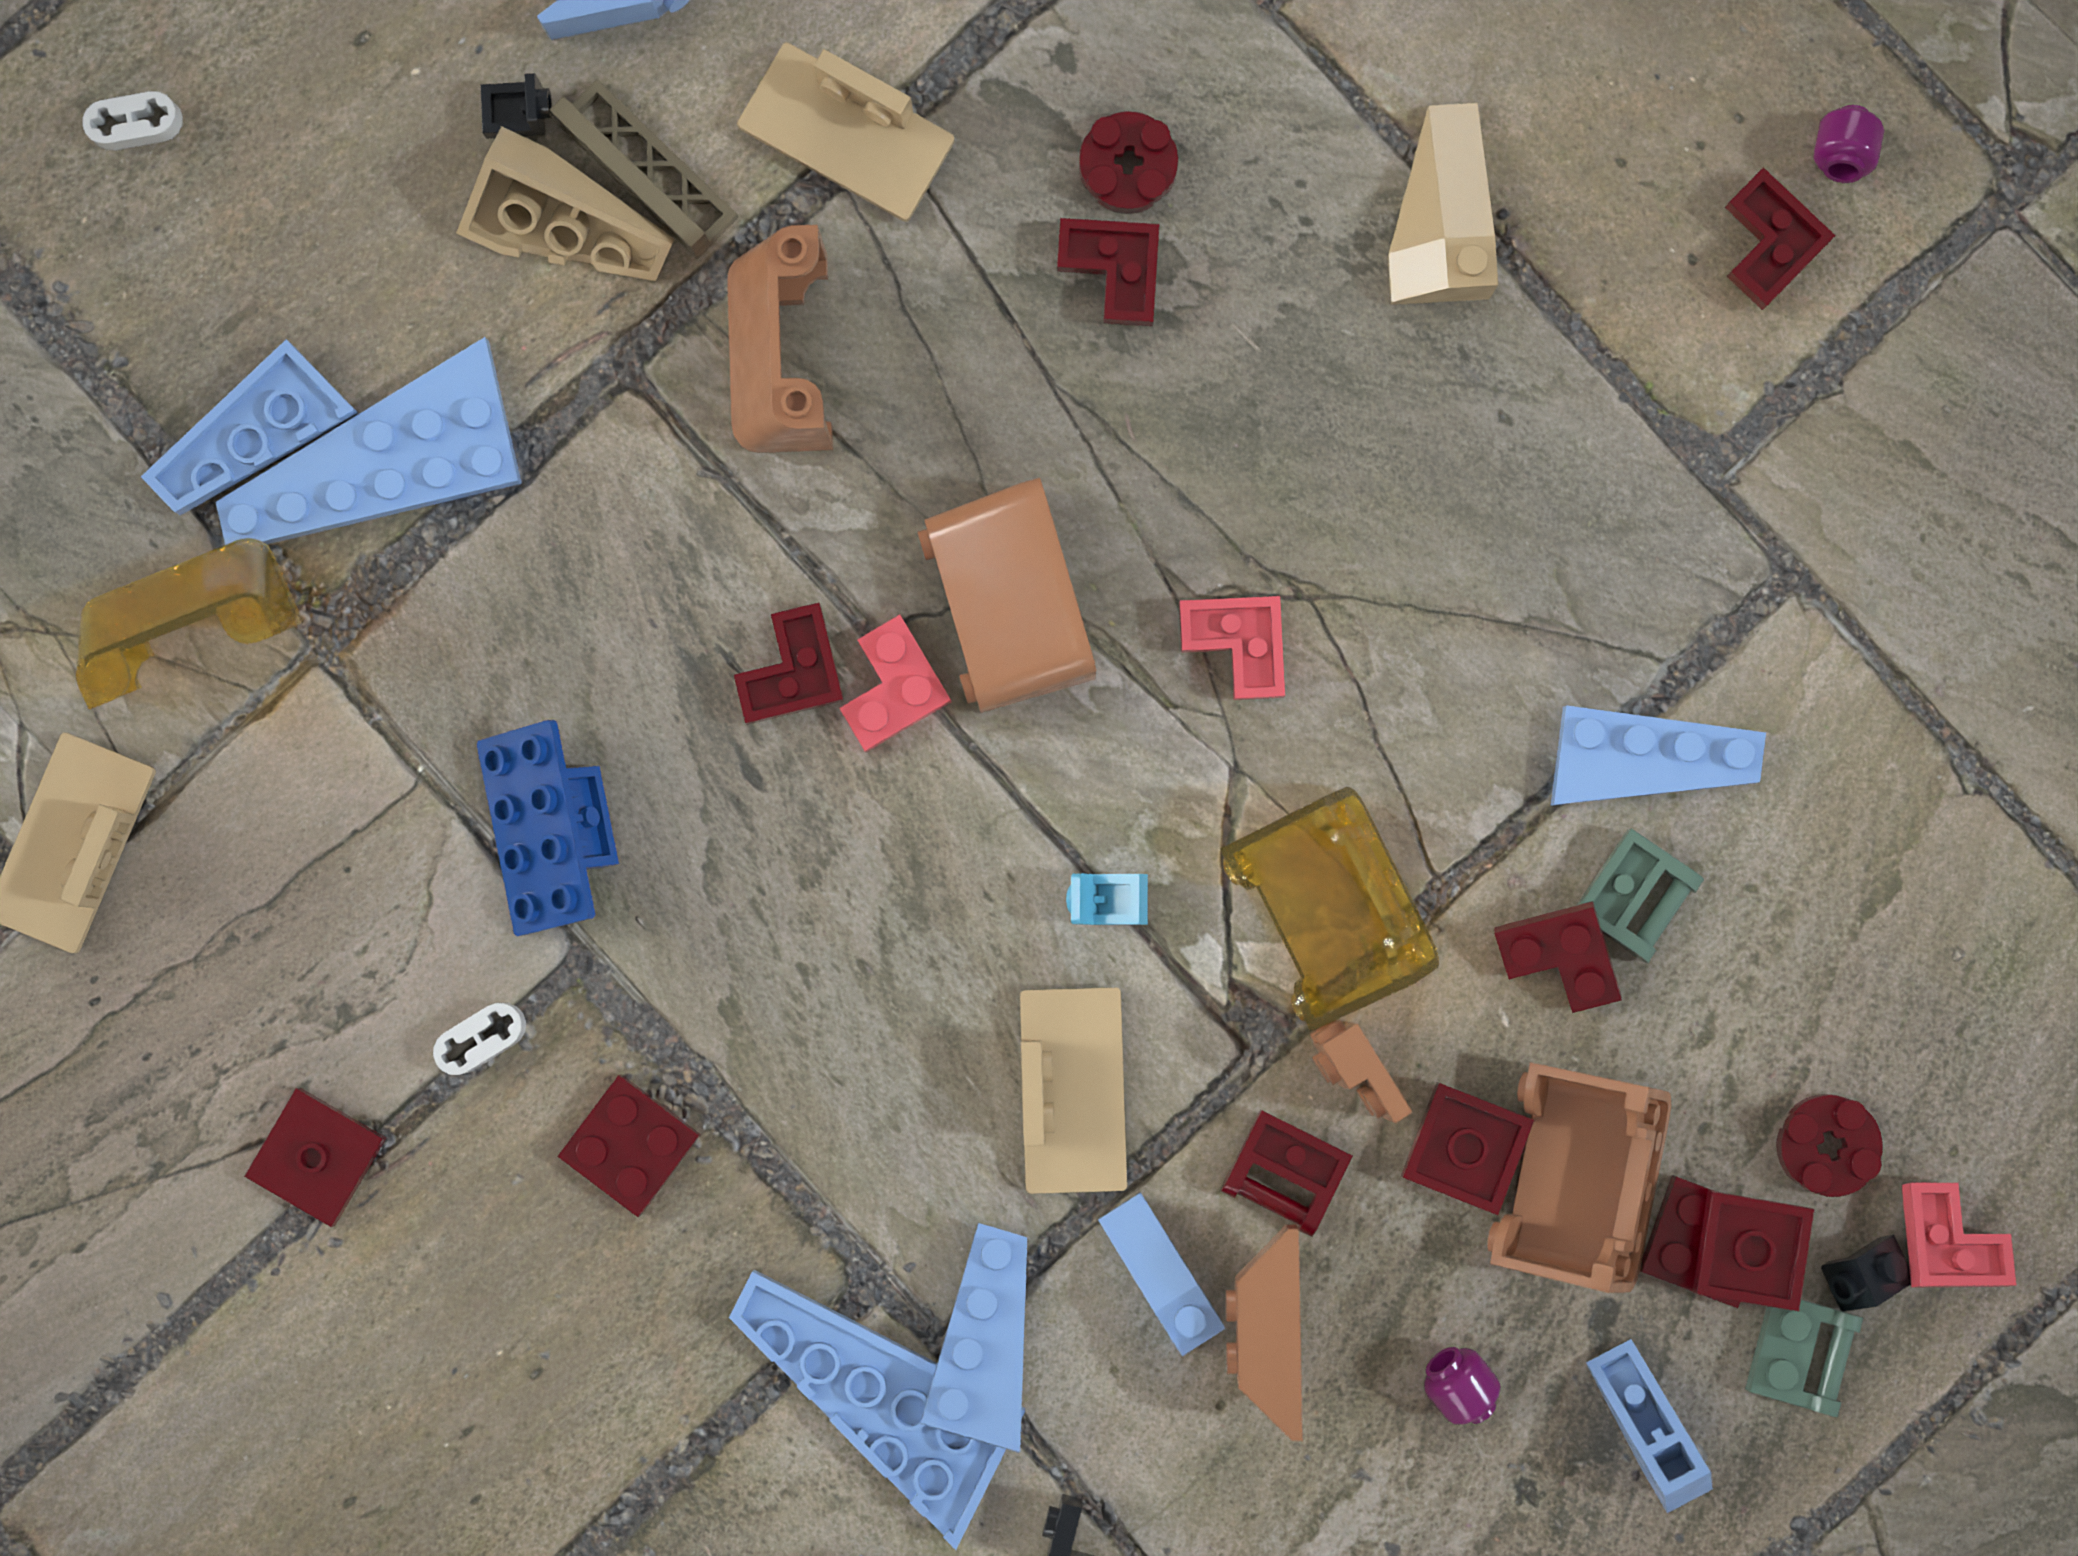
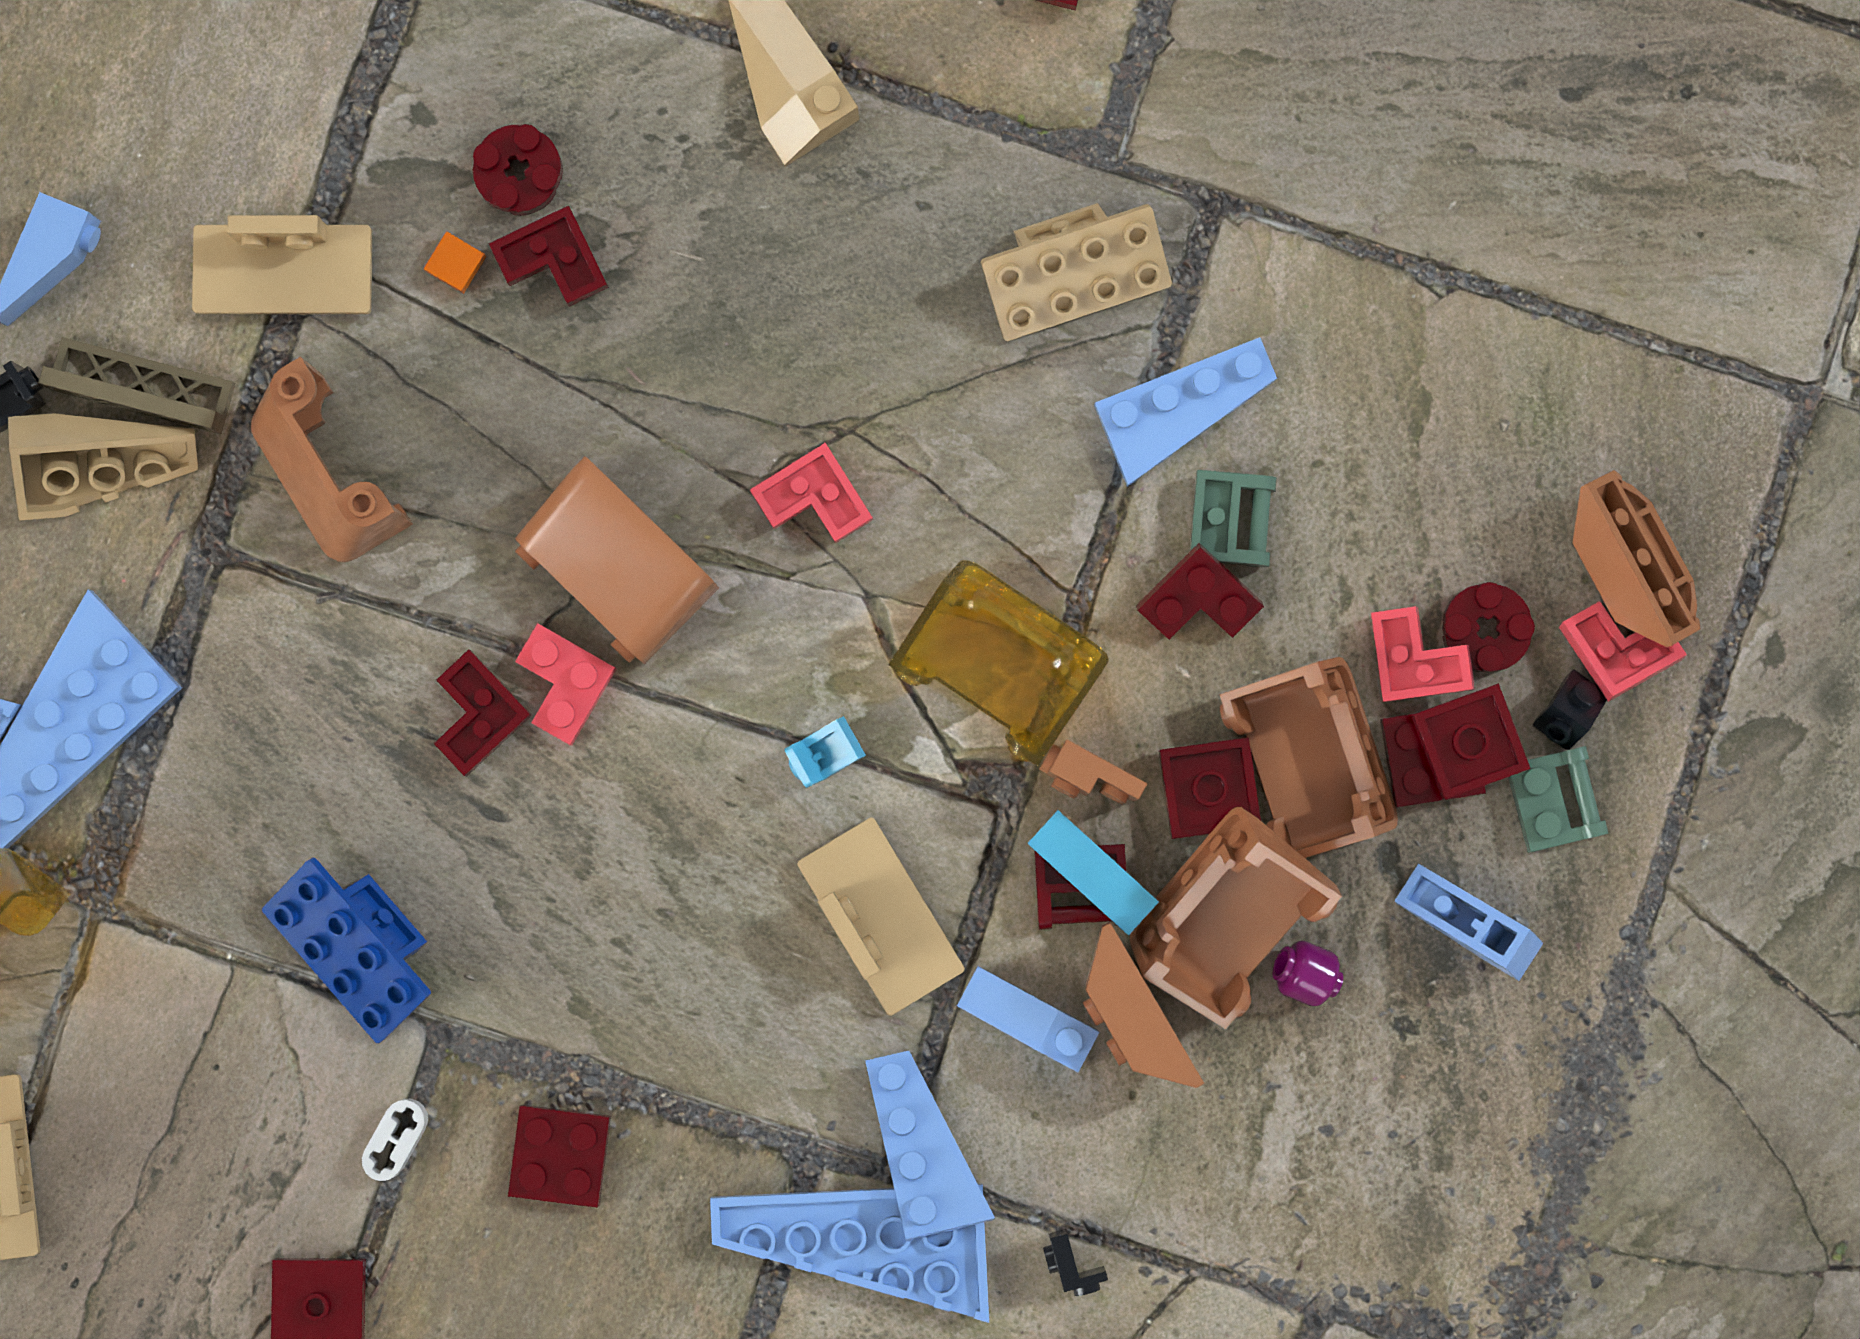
camera: 30 degrees left, 0 degrees up
(1017, 218) = (455, 262): none -> orange tile
(1306, 1167) = (1093, 872): none -> medium azure tile
(1416, 1283) = (1227, 915): none -> nougat windscreen
(1622, 562) = (1075, 268): none -> tan bracket
(1729, 1141) = (1409, 670): none -> coral plate
(2015, 1164) = (1634, 561): none -> nougat wedge

